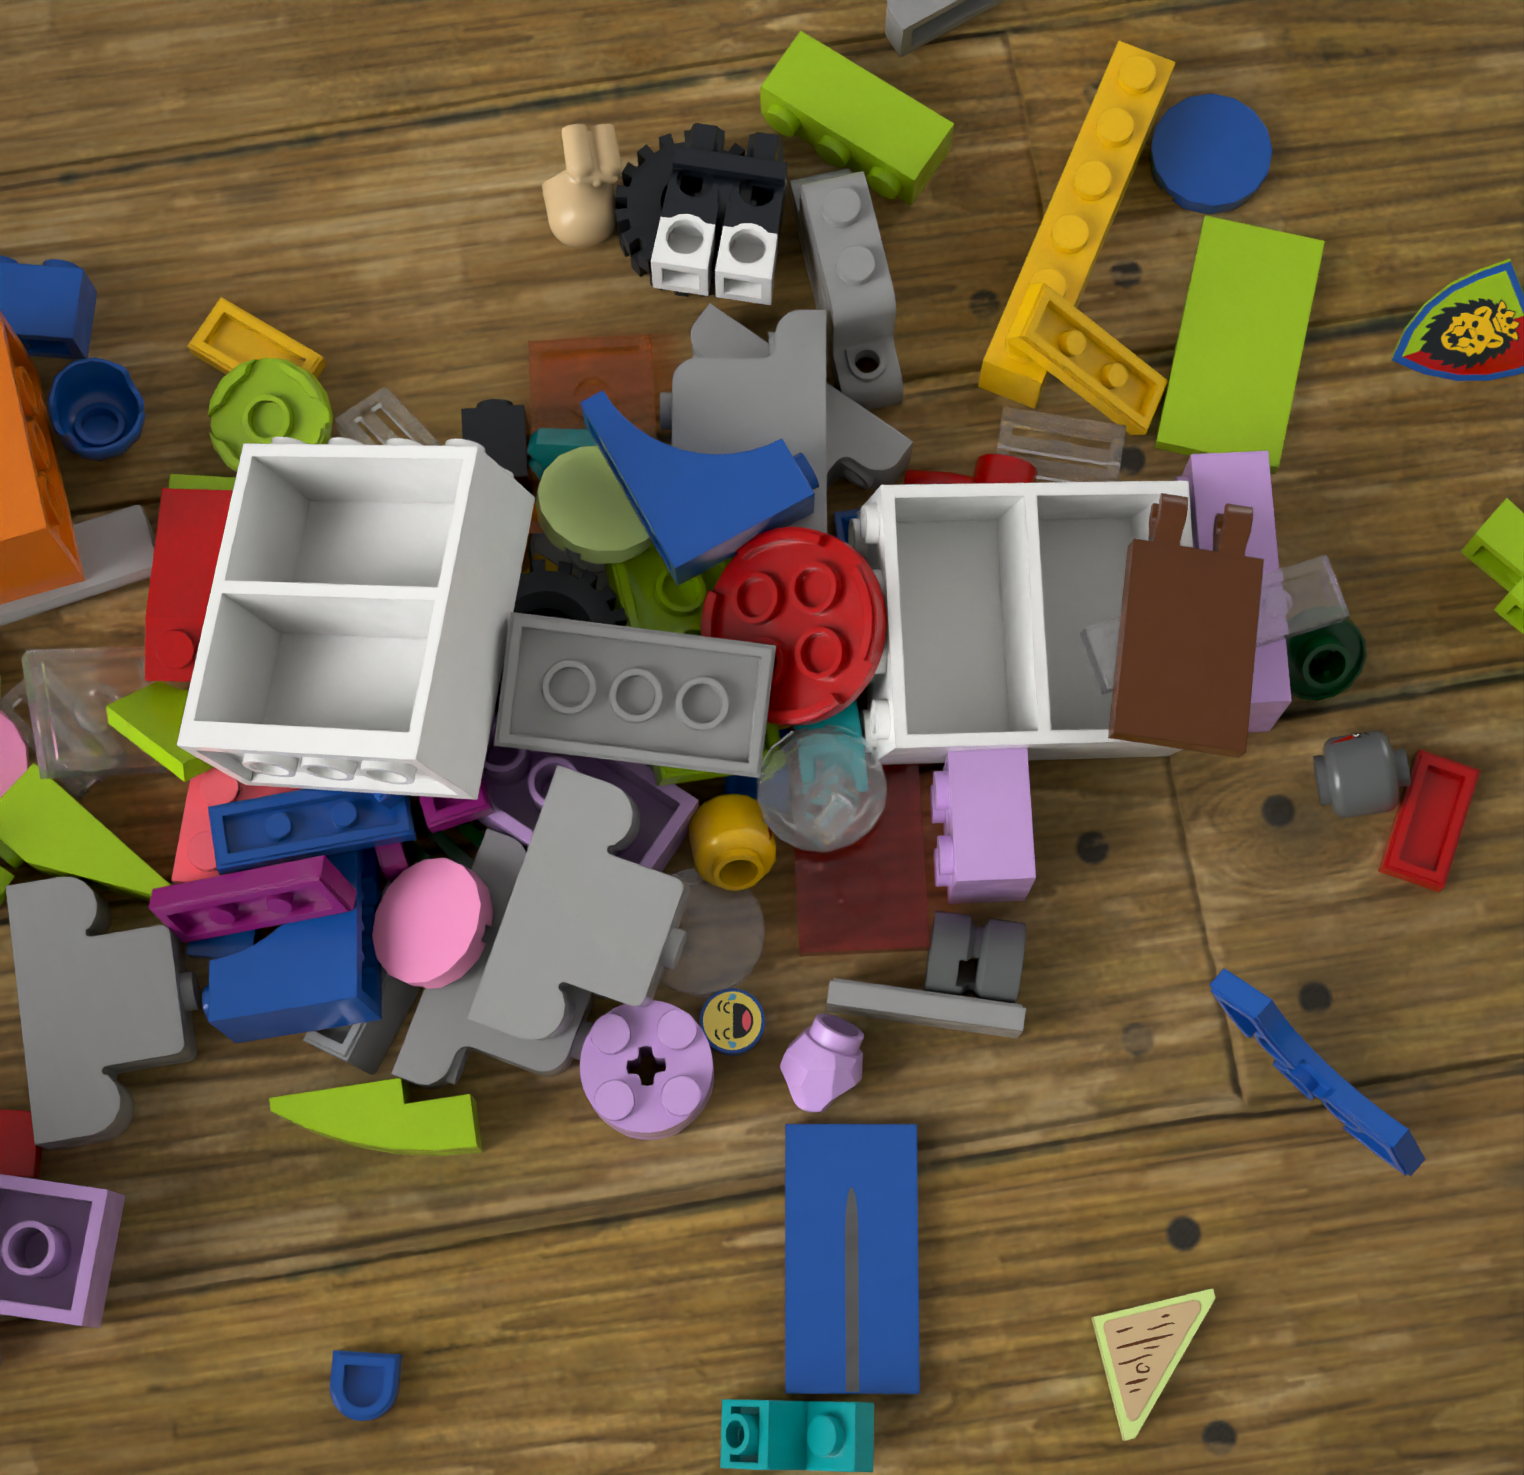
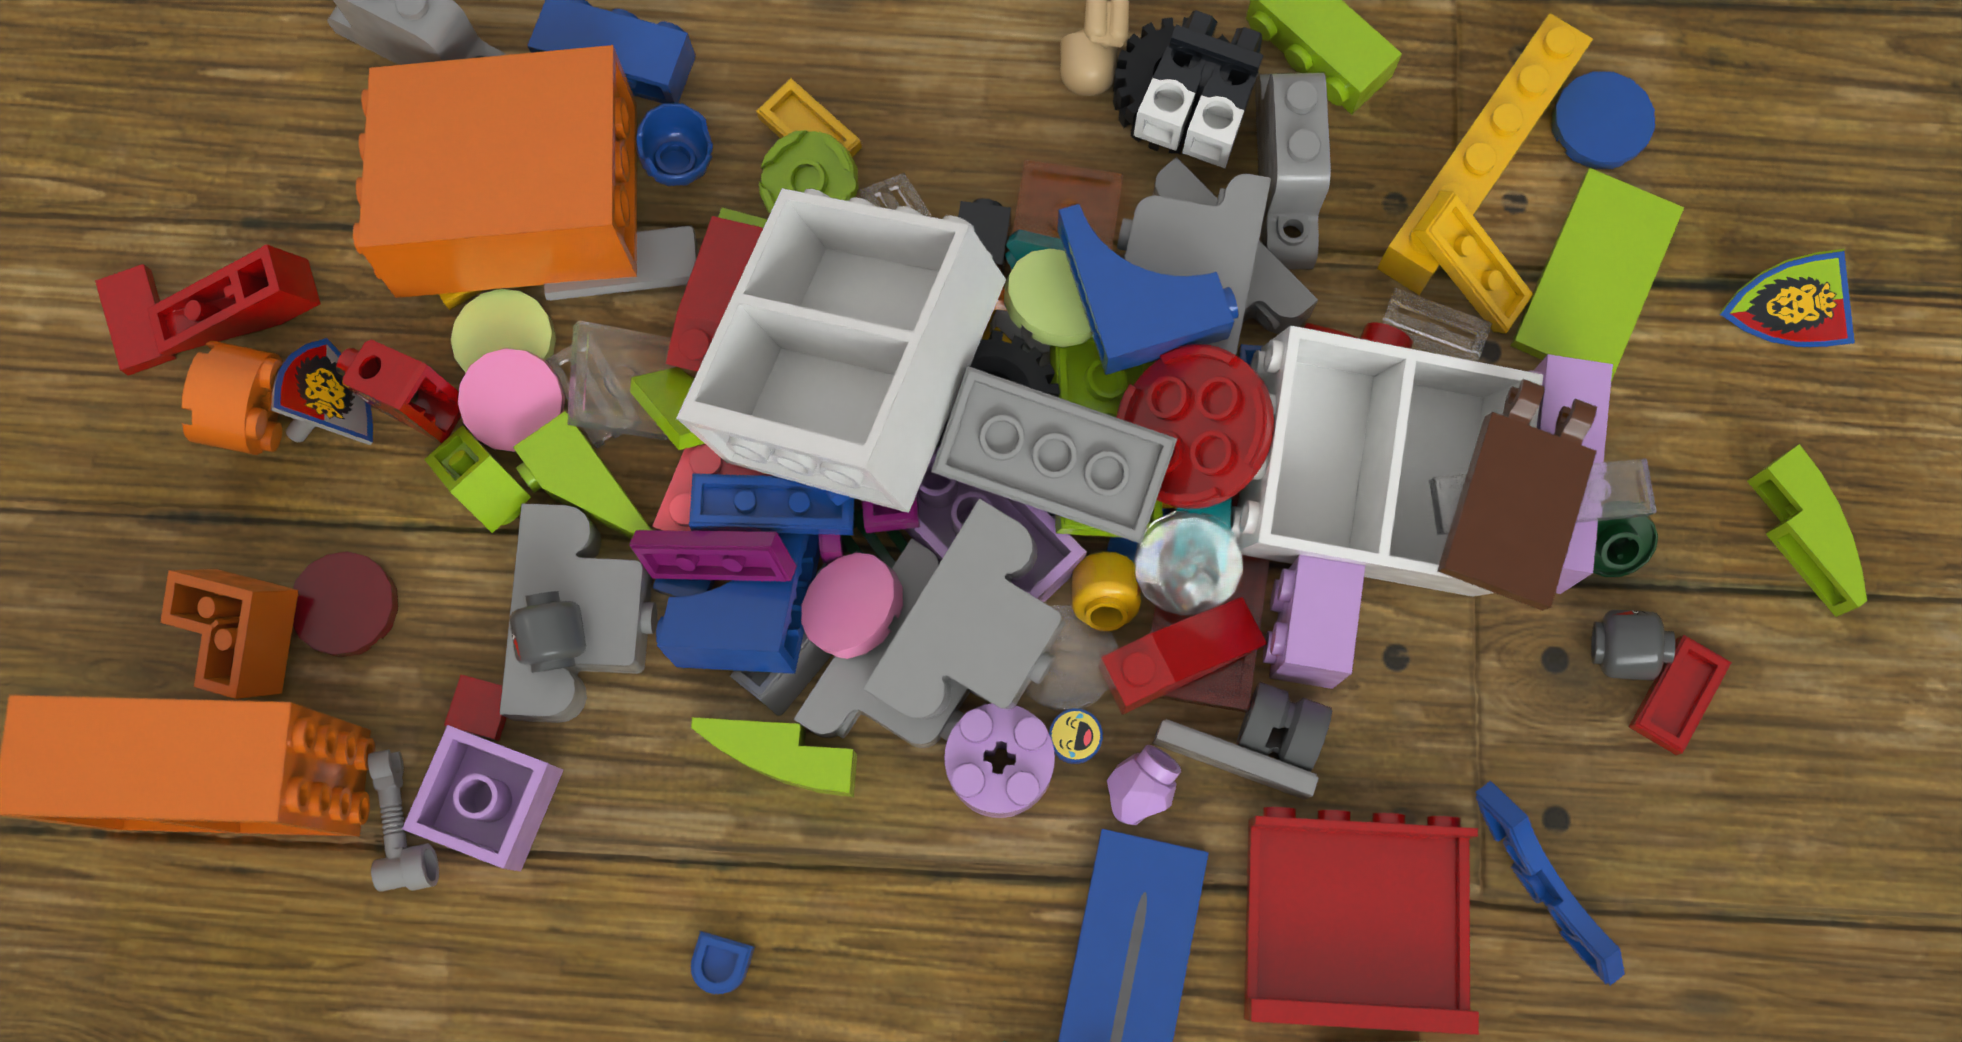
camera: 15 degrees right, 0 degrees up
(73, 1033) = (547, 632): none -> dark grey head
(834, 898) = (1180, 654): none -> red slope
(1107, 1166) = (1359, 922): none -> red panel

